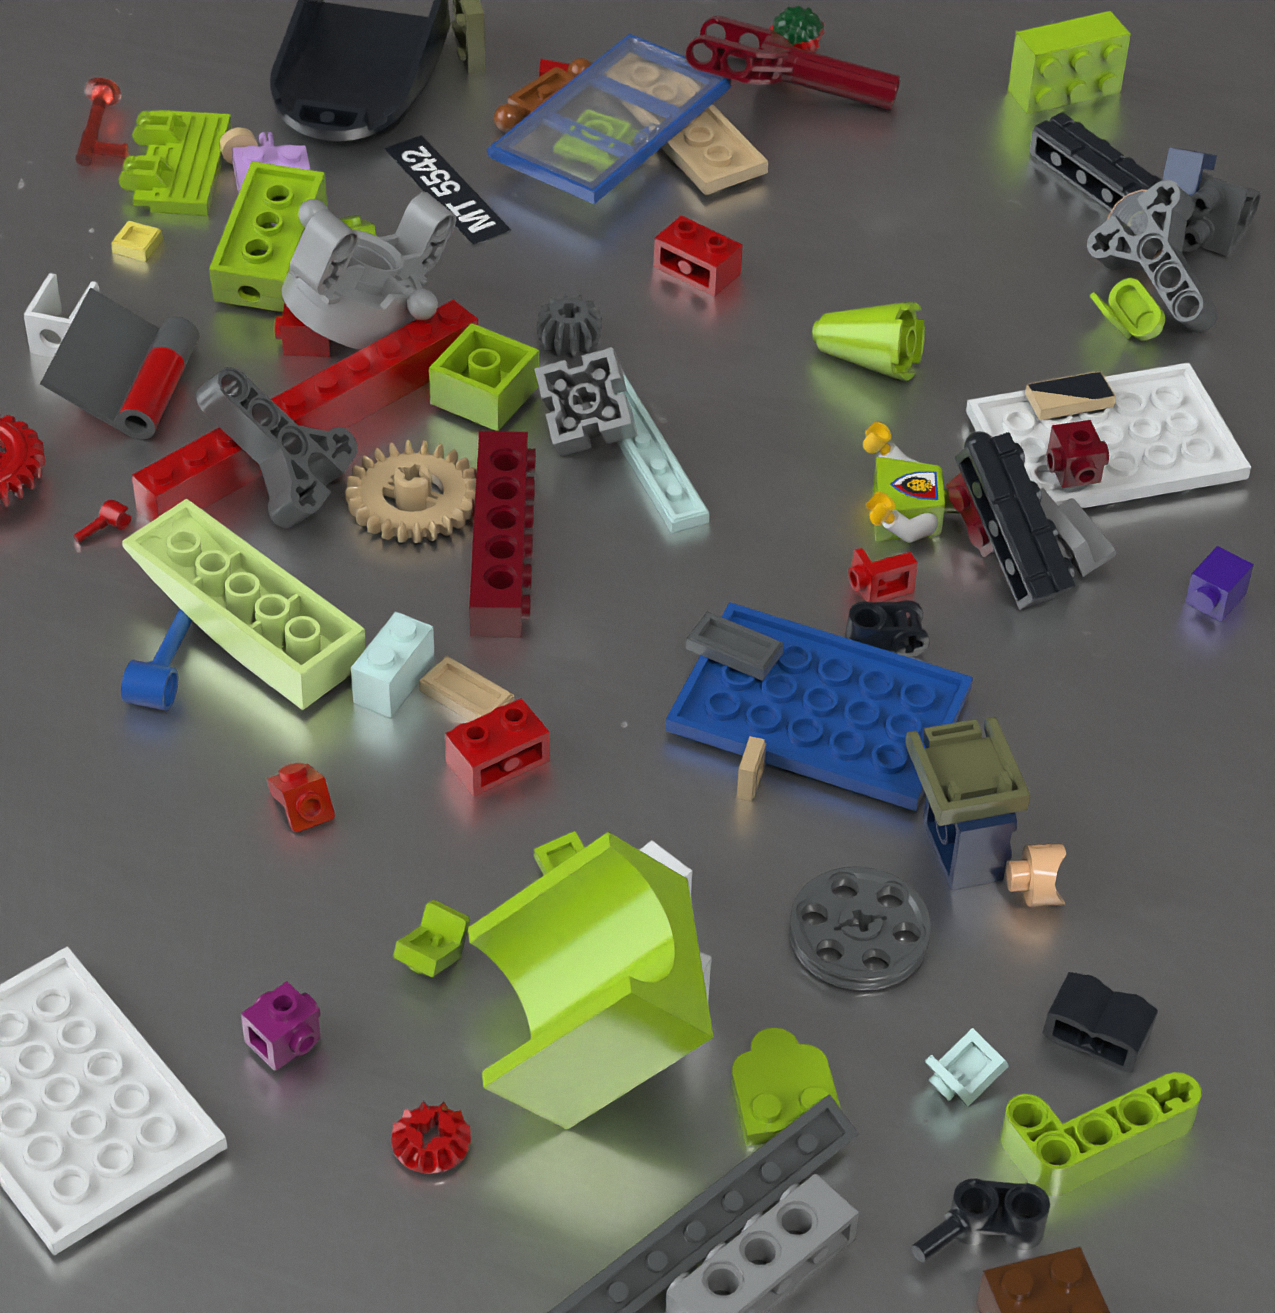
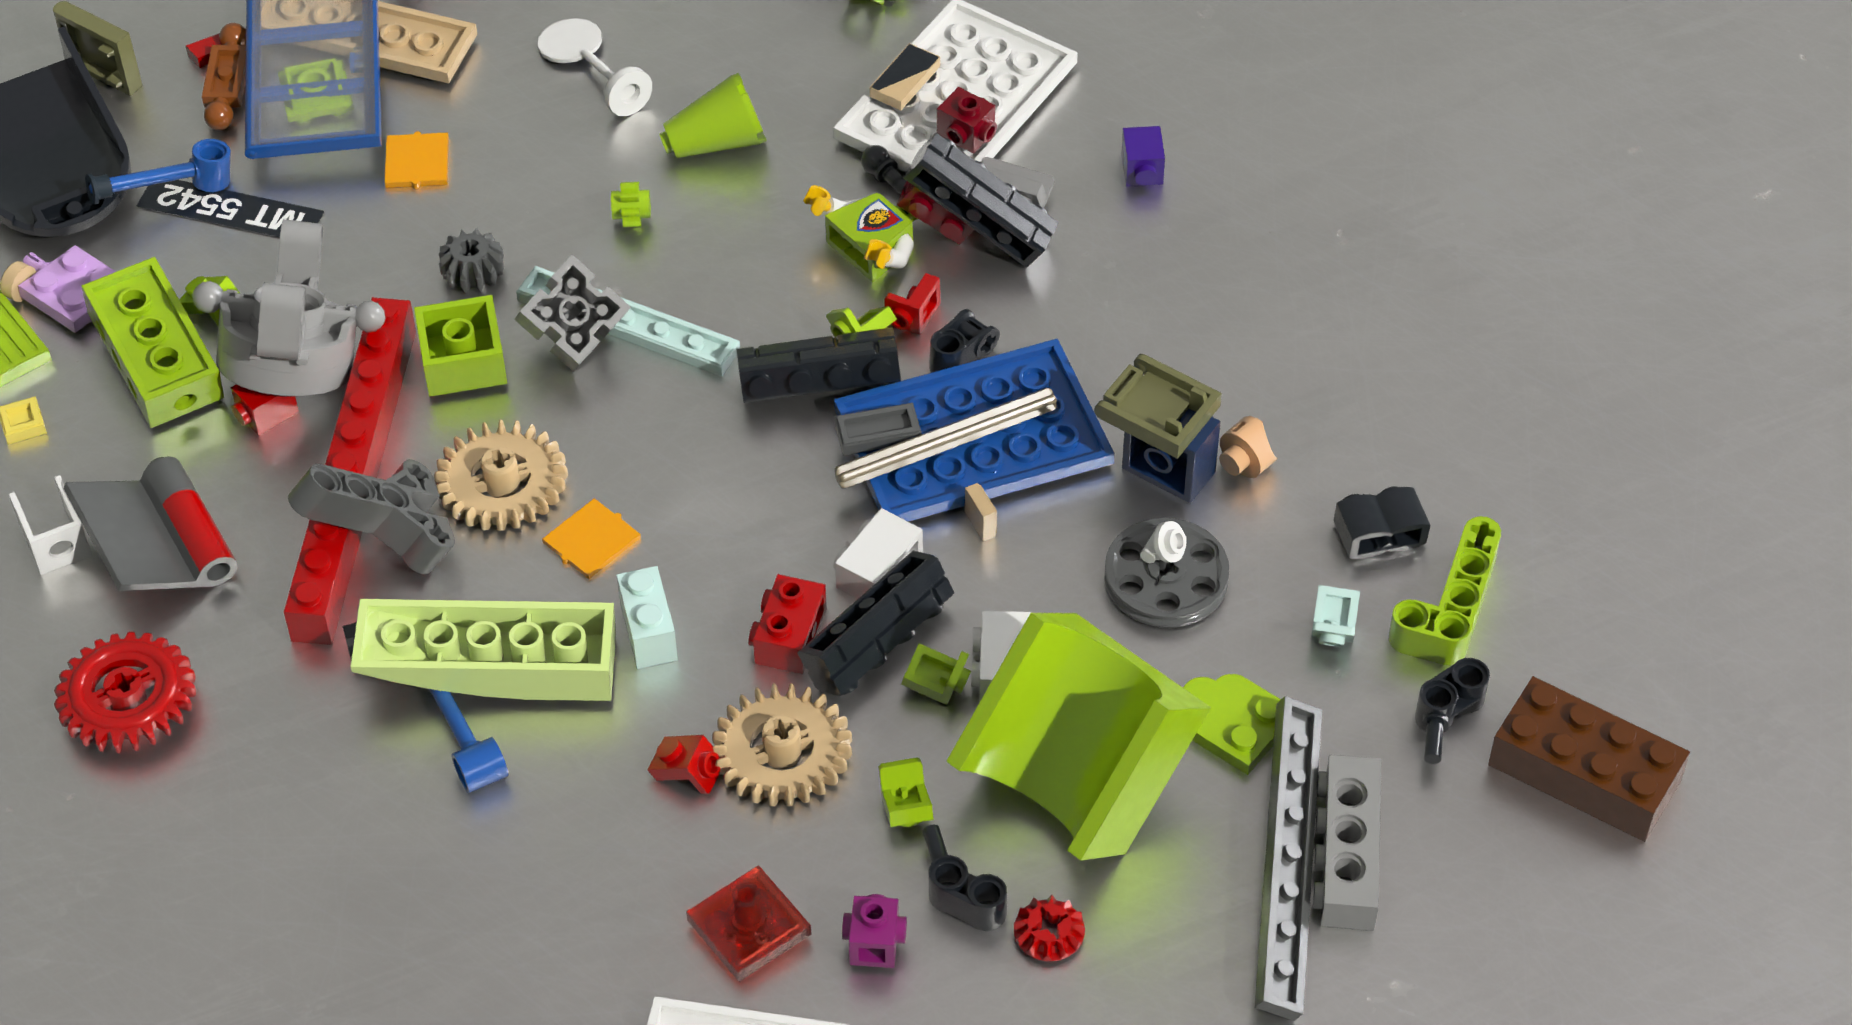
camera: 40 degrees left, 5 degrees up
(111, 514) = (283, 656): red hand -> none
(203, 941) = (742, 911): none -> clear red plate
(381, 820) = (782, 746): none -> tan gear
(396, 1052) = (963, 897): none -> black beam
(431, 584) = (591, 538): none -> light orange piece
(455, 146) = (207, 167): none -> blue piece
(463, 689) = (714, 601): tan tile -> none
(500, 536) = (609, 462): dark red brick -> none
(559, 792) = (876, 624): none -> black brick
(619, 235) = (416, 160): none -> light orange piece
(626, 746) = (875, 551): none -> white brick
(697, 255) = (506, 138): red brick -> none
(736, 358) = (630, 204): none -> lime gear
(744, 567) = (818, 365): none -> black brick
(783, 689) = (945, 438): none -> axle
(824, 569) = (844, 321): none -> lime bracket
(830, 273) = (578, 40): none -> white piece
(873, 898) = (1165, 543): none -> white plate

